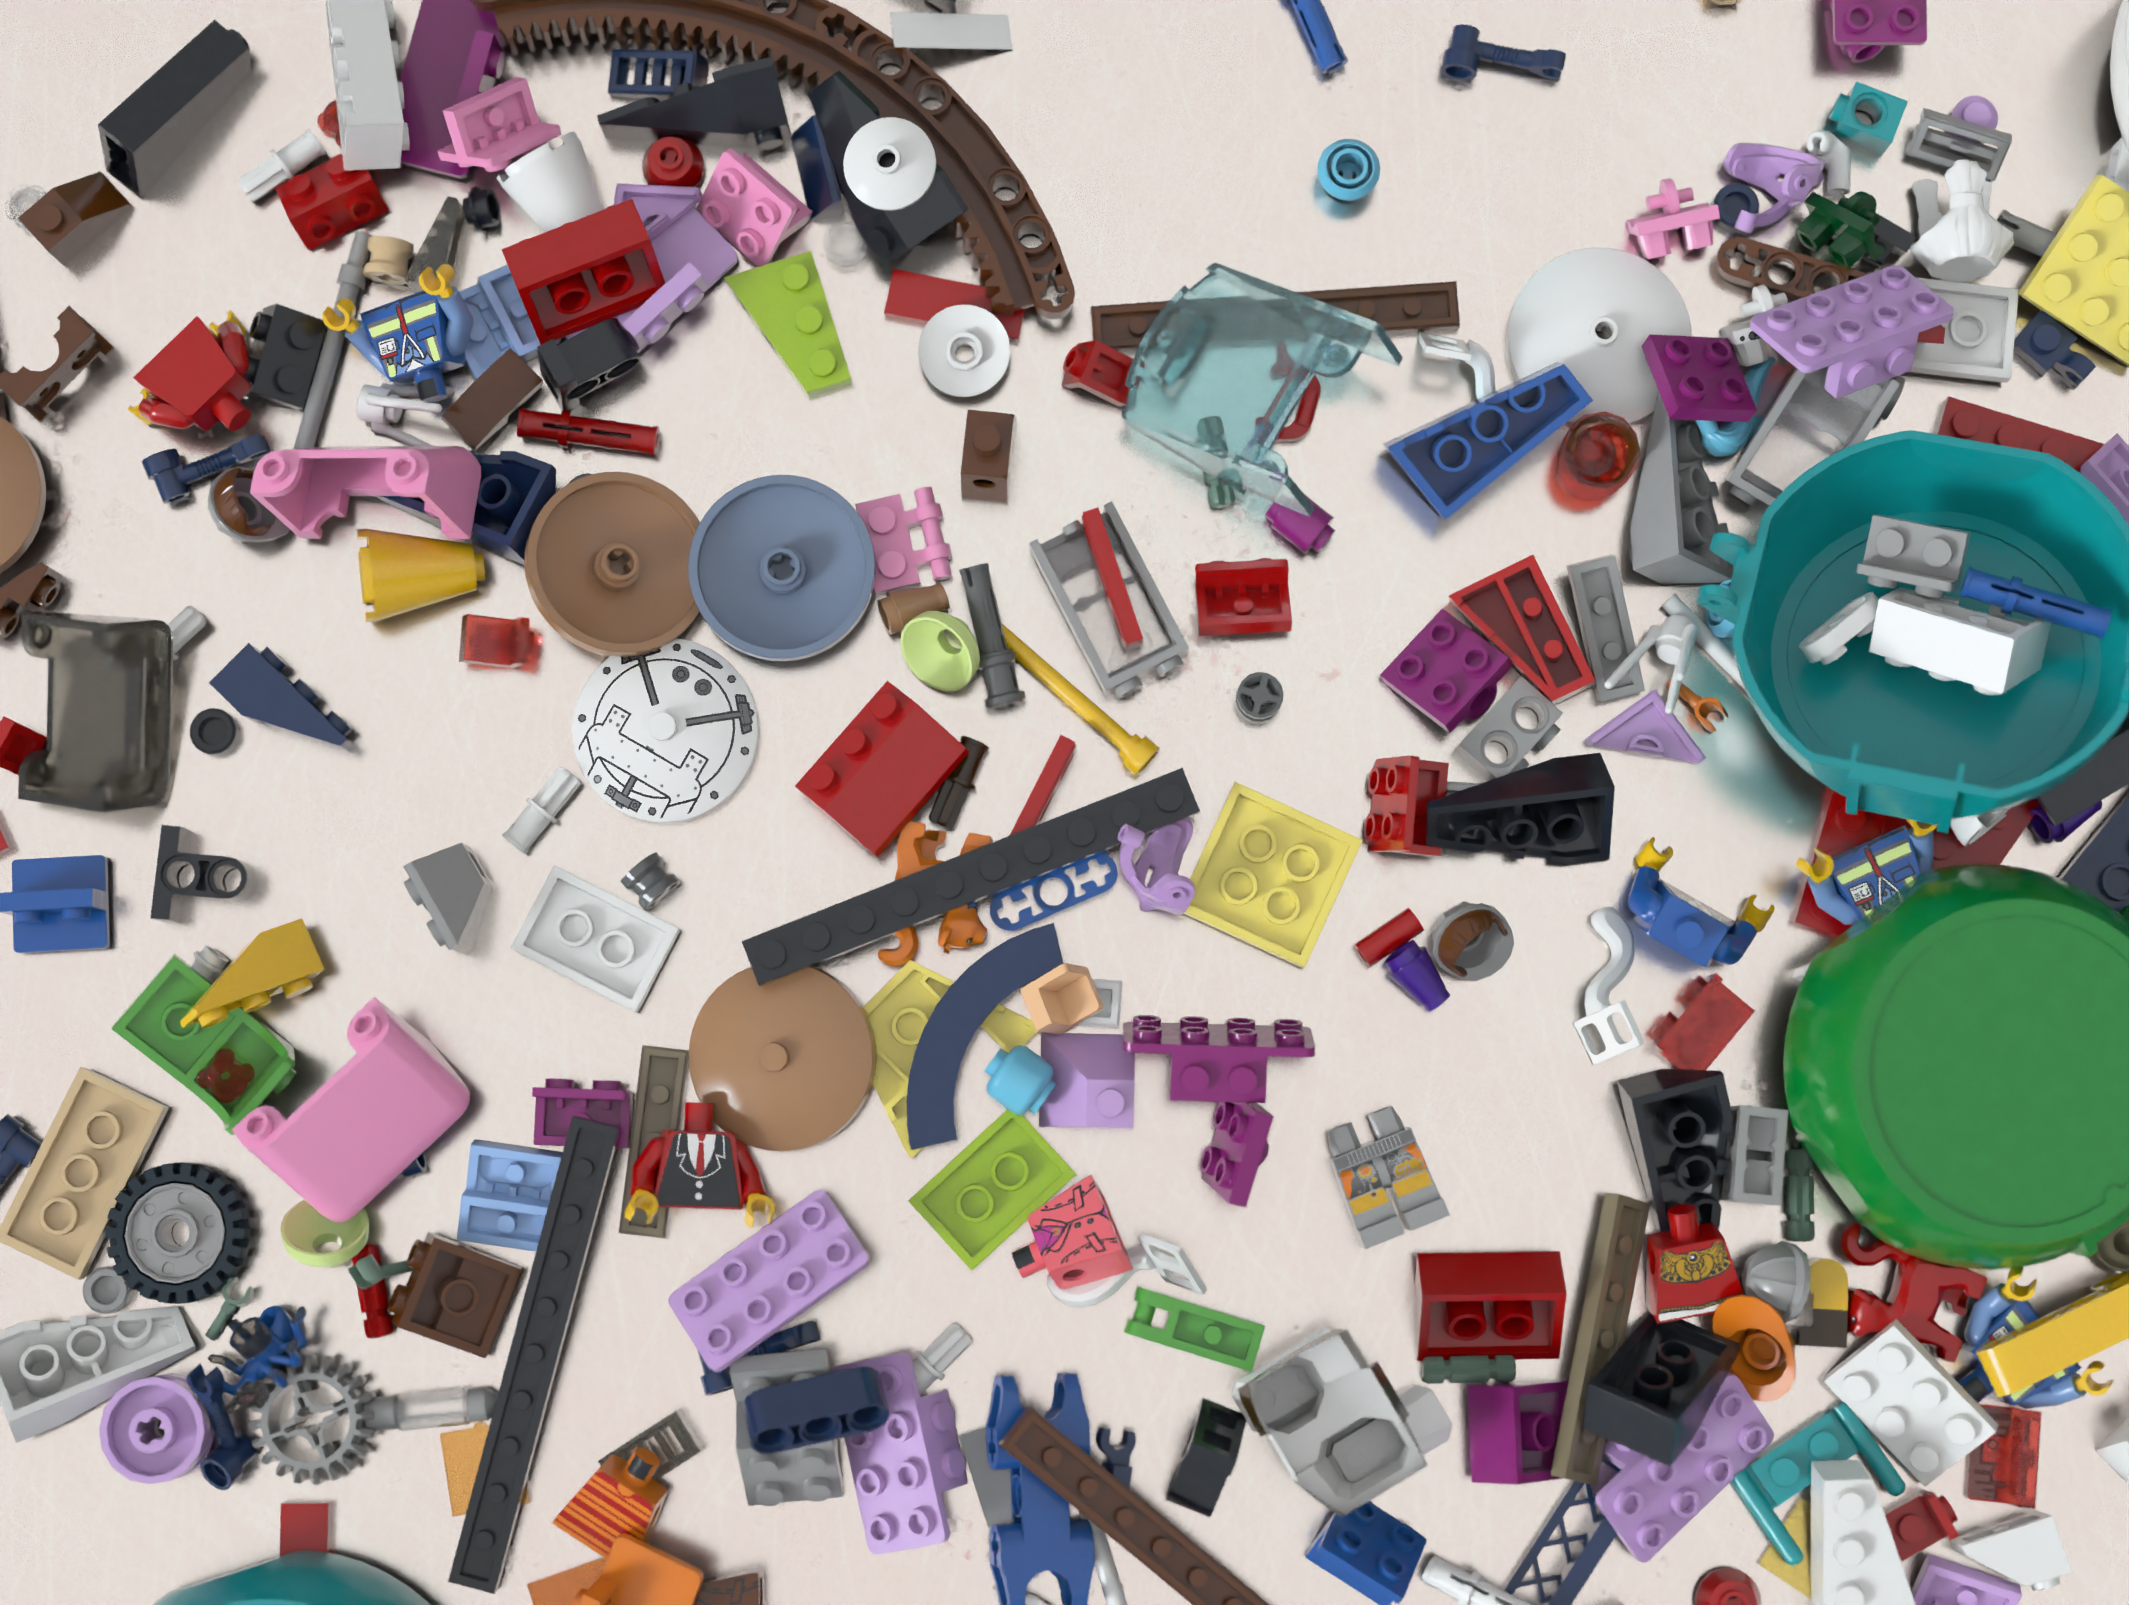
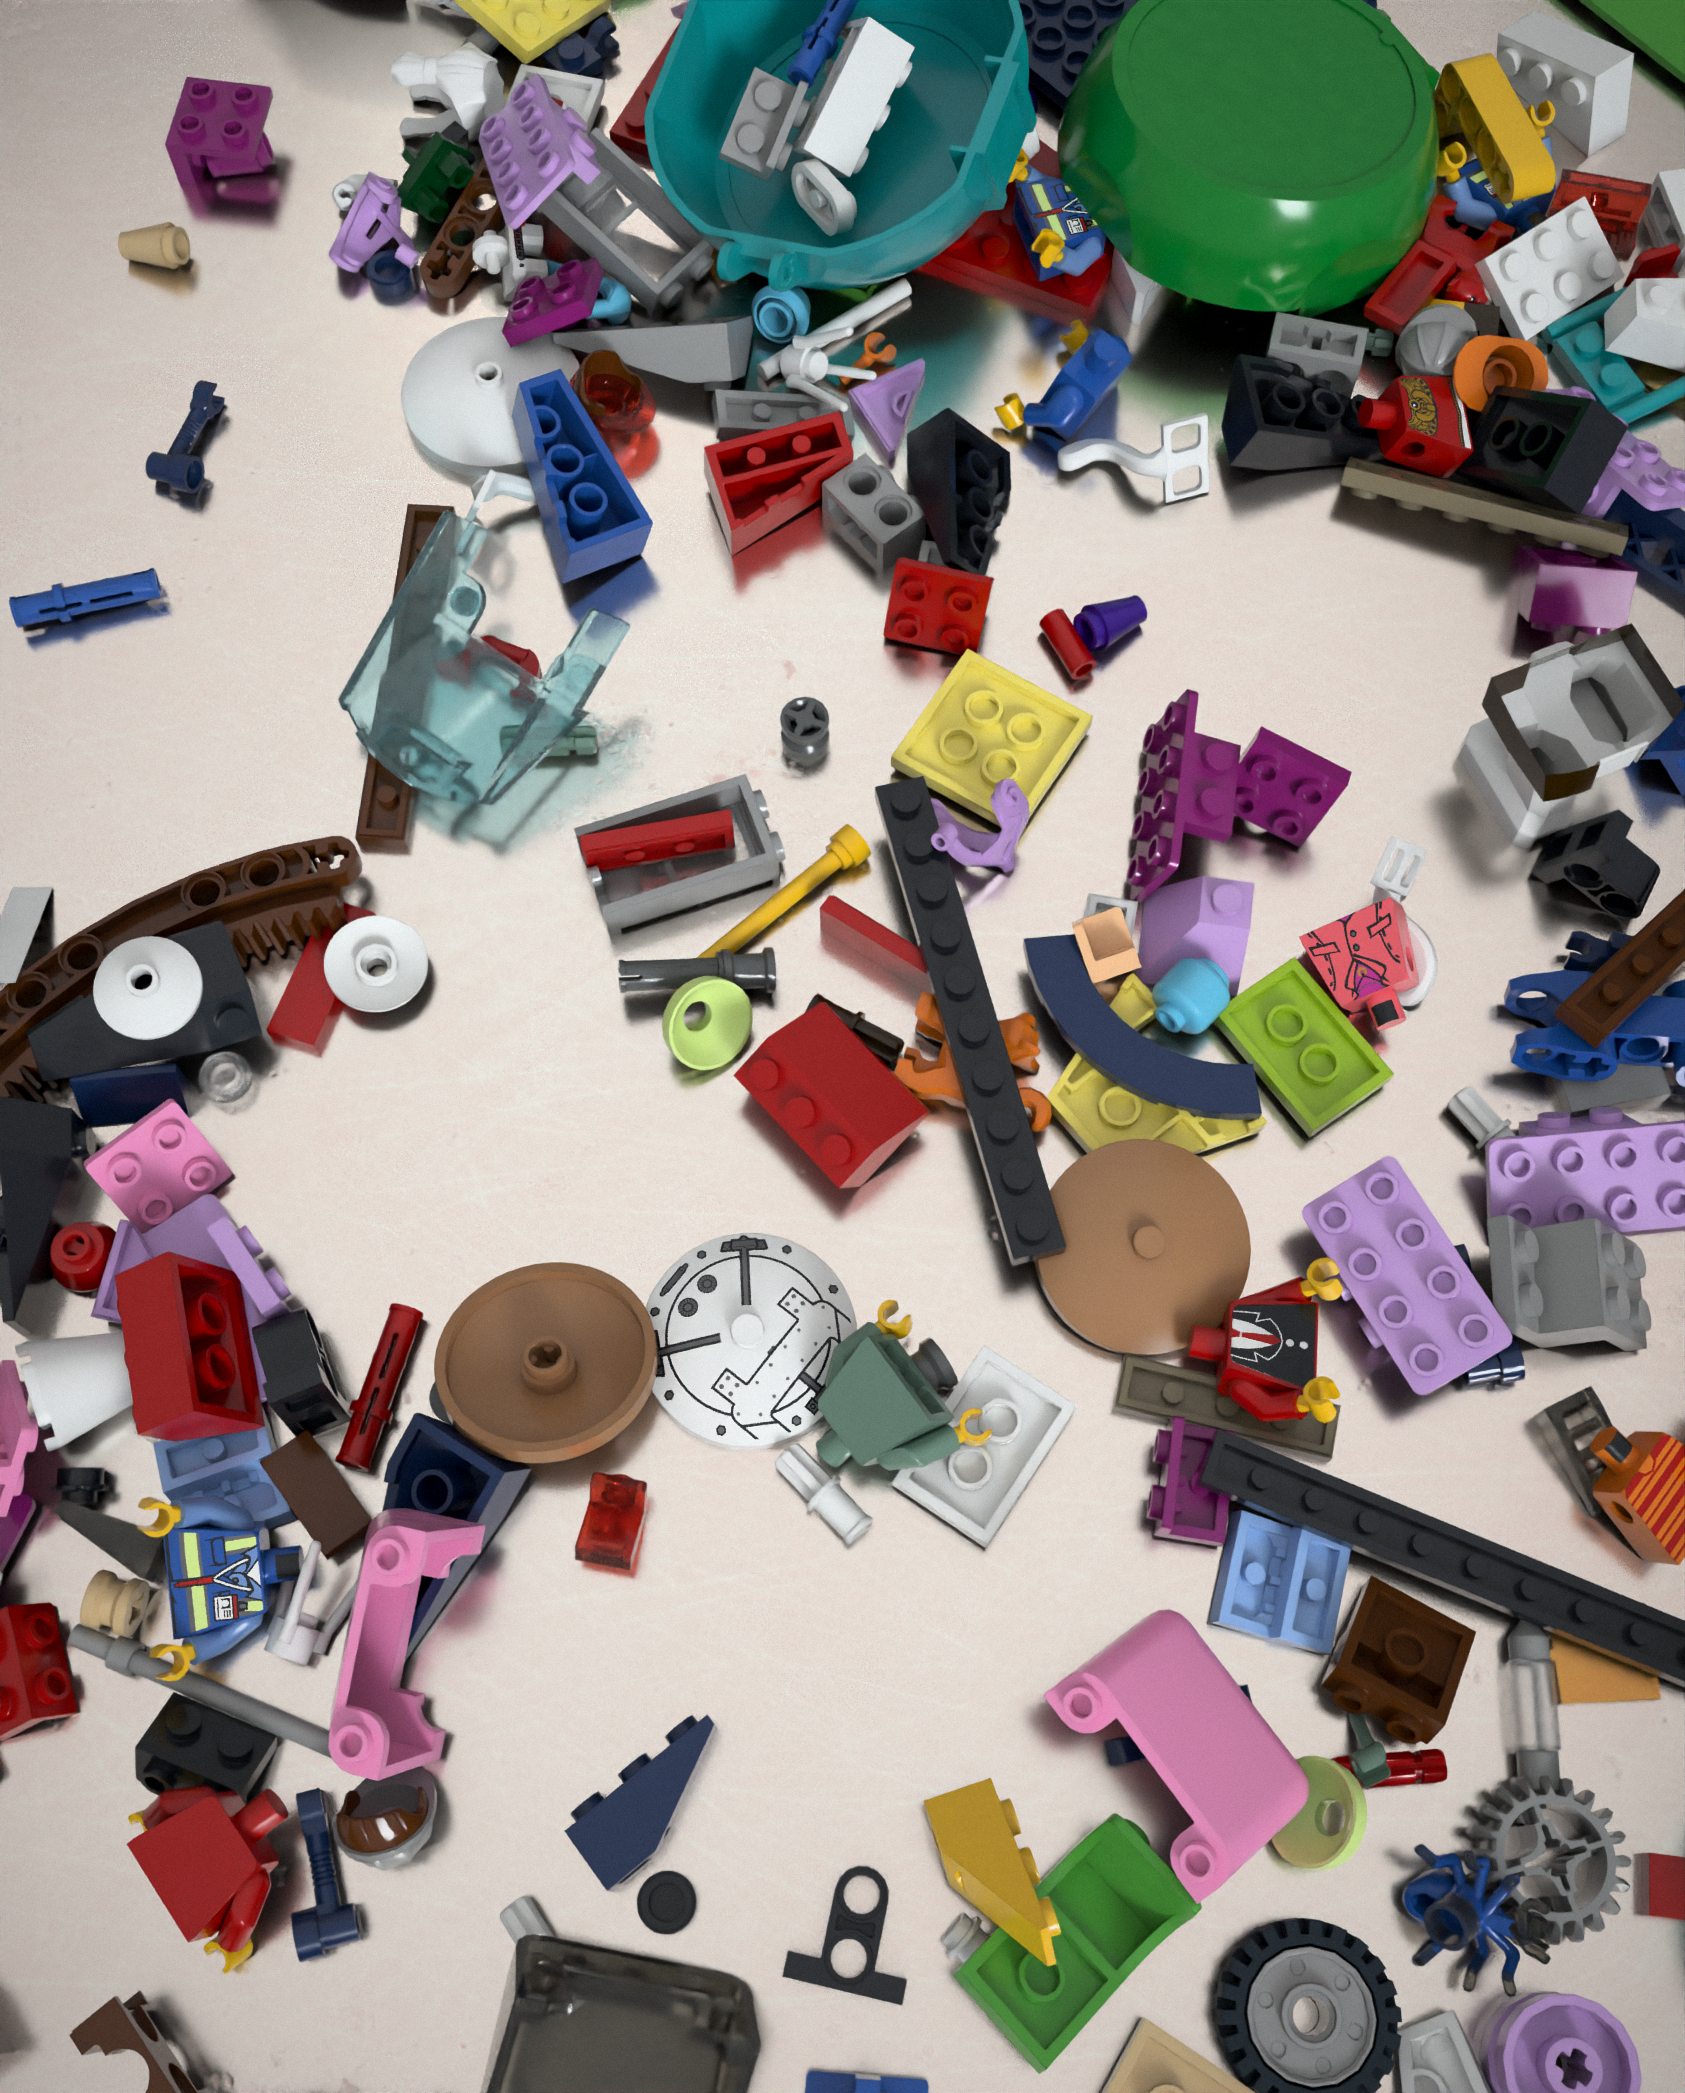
camera: 85 degrees left, 15 degrees down
(228, 1307) = (1404, 1965): sand green hand -> none
(232, 1087) = (1117, 1921): clear red plate -> none
(233, 1451) = (1601, 1977): dark blue brick -> none
(413, 571) = (510, 1616): yellow cone -> none
(454, 894) = (917, 1600): light grey slope -> none
(609, 847) = (884, 1404): none -> sand green torso
(782, 567) = (584, 1179): sand blue dish -> none
(796, 319) = (292, 1141): lime wing -> none
(815, 1410) = (1560, 1232): dark blue beam -> none
(892, 545) = (575, 1072): bright pink plate -> none
(903, 605) = (651, 1060): medium nougat cone -> none
(987, 456) = (491, 947): reddish brown torso -> none
(1027, 919) = (992, 929): blue beam -> none
(1098, 371) = (426, 834): red bracket -> none
(1197, 1330) = (1462, 865): bright green plate -> none
(1242, 597) = (698, 728): red bracket -> none
(1302, 530) = (630, 667): magenta brick -> none
(1350, 158) = (270, 576): medium azure cone -> none
(1380, 1164) = (1317, 674): light grey hips -> none
(1448, 672) = (804, 554): magenta plate -> none
(1468, 1369) = (1507, 627): sand green axle -> none
(1472, 941) = (1077, 567): light grey piece -> none
(1489, 1304) = (1445, 597): red slope -> none
(1694, 220) = (386, 312): bright pink hips -> none
(1701, 1026) = (1178, 391): clear red bracket -> none
(1850, 1250) = (1410, 287): none -> red tile
(1884, 109) = (331, 152): teal brick -> none
(1963, 128) = (356, 115): light grey tile -> none
(1976, 110) = (352, 83): lavender plate -> none

